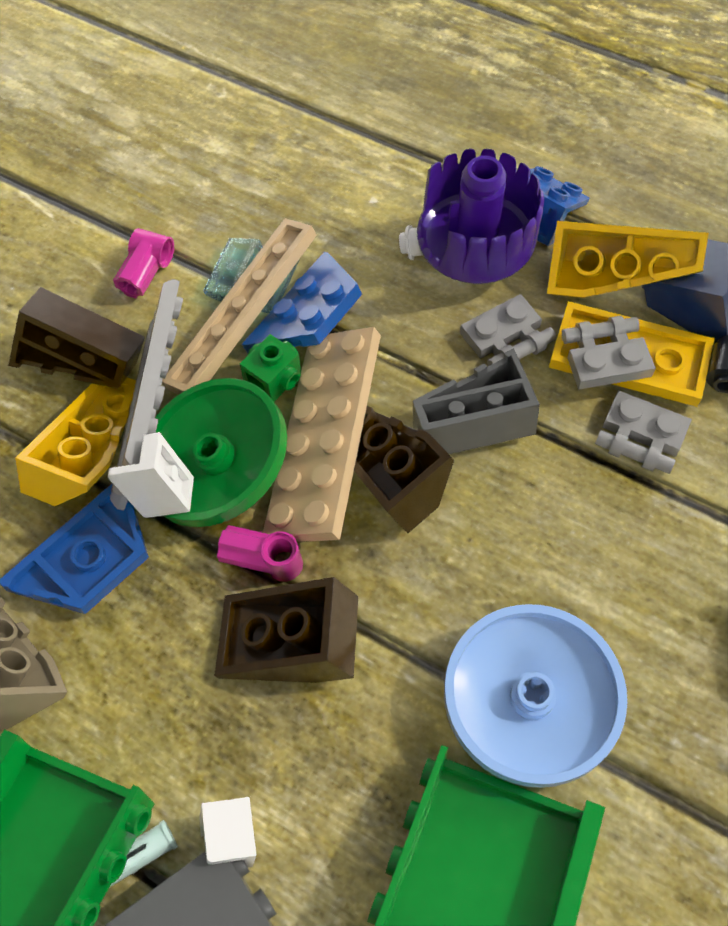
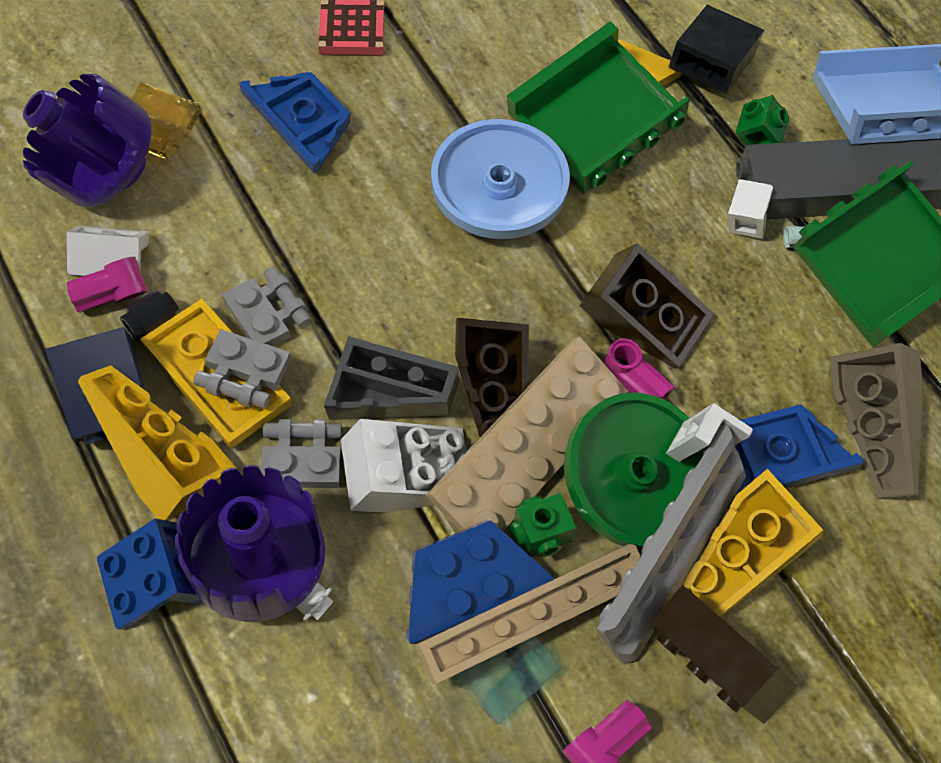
camera: 155 degrees left, 0 degrees up
(417, 357) = (397, 463): none -> white slope

